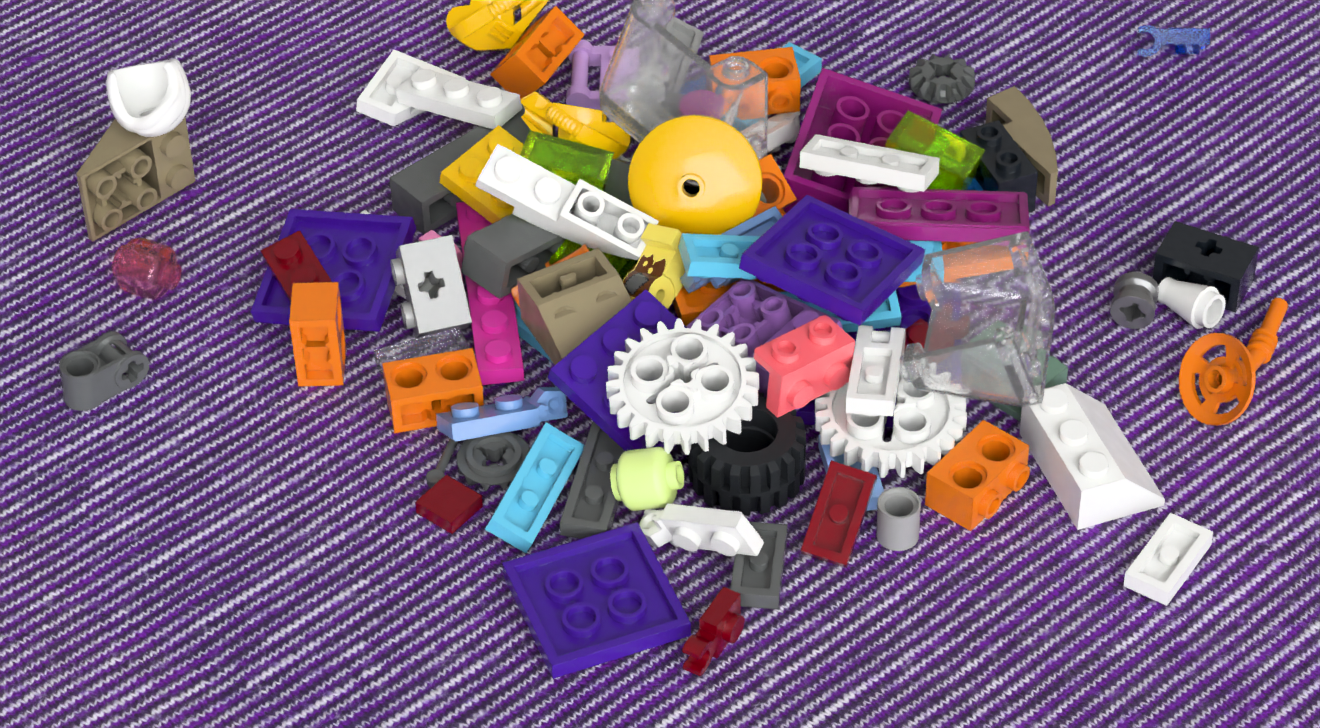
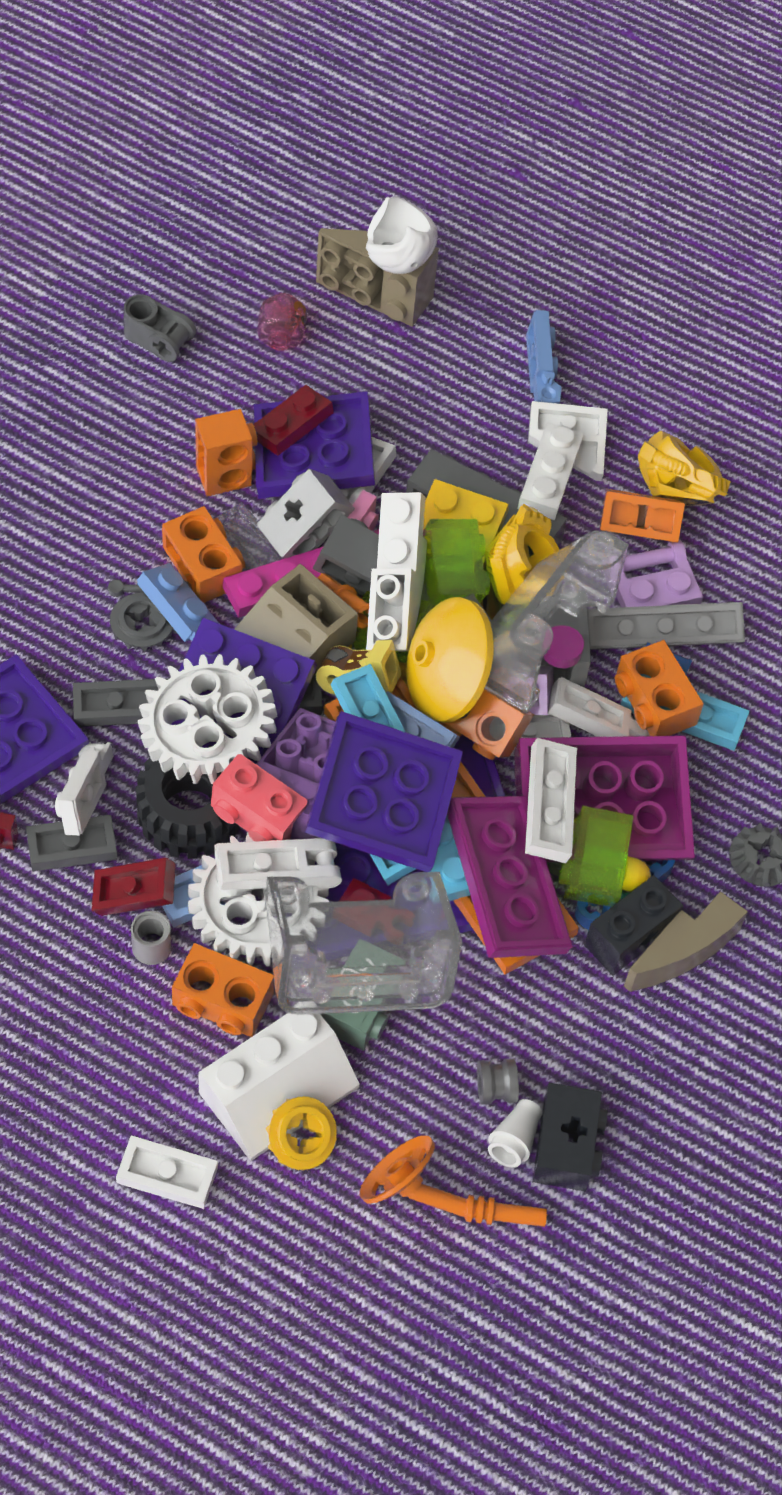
camera: 65 degrees right, 15 degrees up
(301, 86) = (541, 363): none -> medium blue hinge
(449, 504) = (85, 604): dark red tile -> none
(535, 488) = (110, 656): medium azure plate -> none
(646, 478) = (120, 729): yellowish green head -> none
(1154, 446) = (315, 1118): none -> yellow gear

